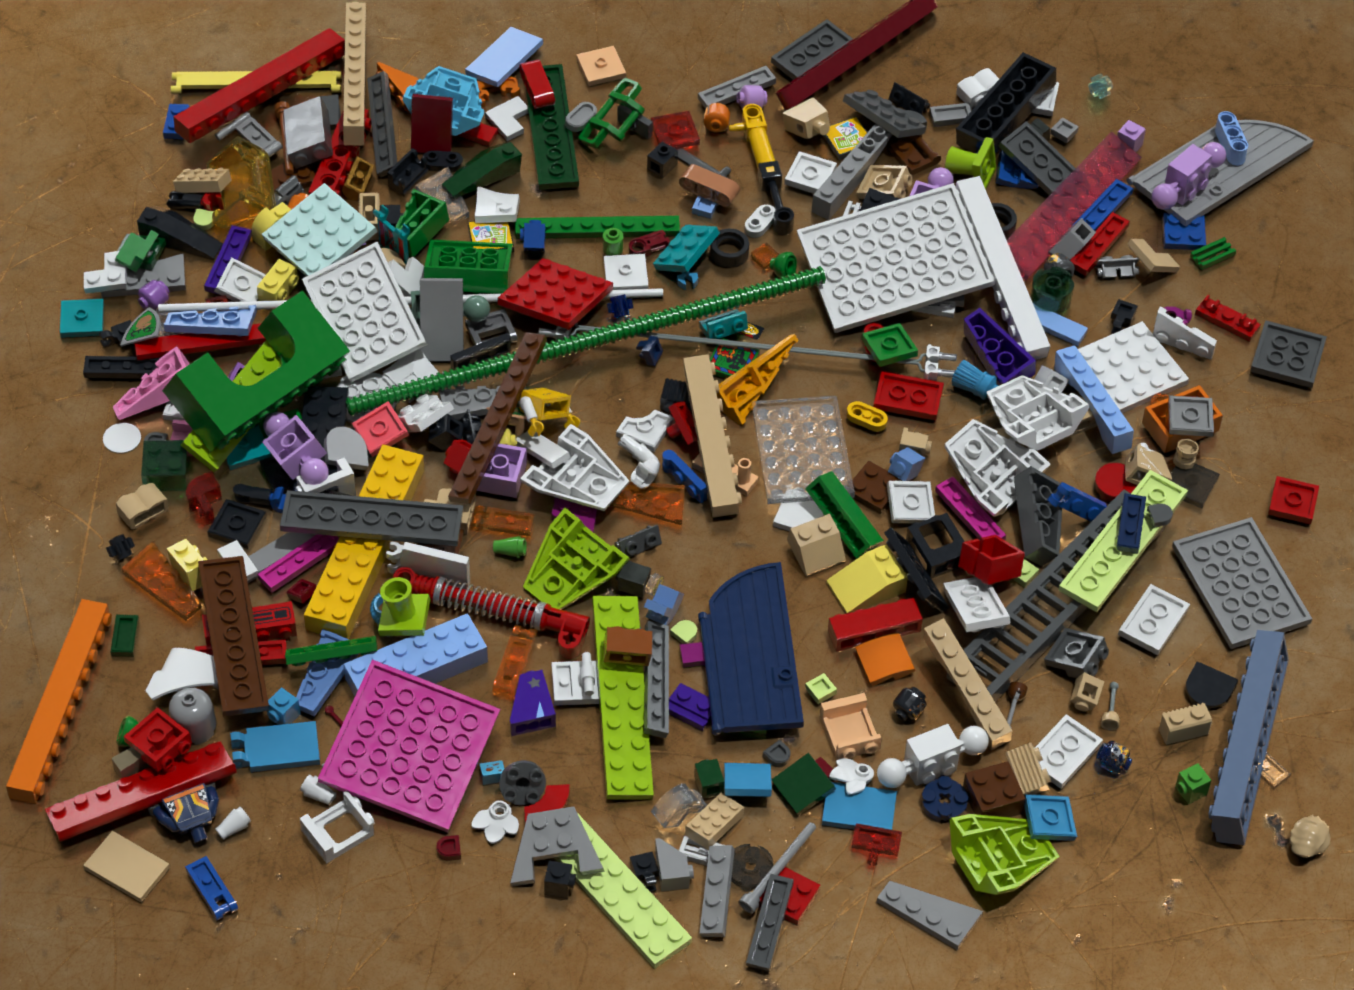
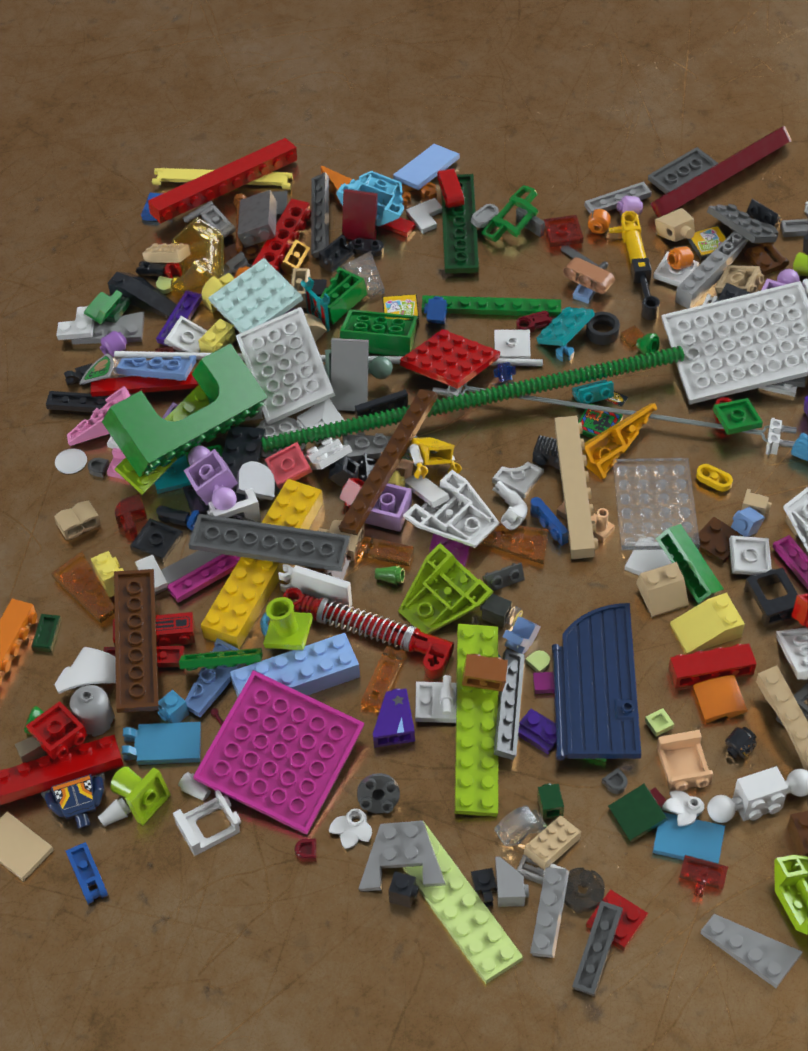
camera: 10 degrees right, 0 degrees up
(81, 318) = (52, 359): teal plate -> none
(120, 547) = (53, 554): black gear -> none
(165, 465) = (101, 486): clear green brick -> none
(264, 801) = (142, 795): none -> lime plant
(301, 590) = (203, 602): dark red tile -> none
(354, 74) = (300, 174): tan brick -> none
(408, 278) = (322, 339): white tile -> none
(484, 169) = (401, 254): dark green wedge -> none
(491, 771) = (352, 779): medium azure slope -> none
(493, 324) = (396, 381): flat silver plate -> none
(496, 206) = (407, 285): white plate -> none
(554, 798) = (406, 811): red tile -> none
(601, 66) = (505, 177): light nougat plate -> none
(612, 242) = (503, 318): bright green brick -> none
(650, 349) = (528, 410): dark blue tile -> none
(662, 159) = (550, 253): black brick -> none
(684, 423) = (552, 474): red tile -> none
(747, 779) = (586, 805): dark azure tile -> none
(750, 901) = (581, 924): light grey piece -> none
(763, 218) = (630, 307): white plate -> none
(814, 159) = (680, 257): none -> orange head
(908, 395) = (752, 461): red plate -> none
(917, 573) = (753, 622): black plate -> none
(944, 788) = (775, 827): dark blue plate -> none

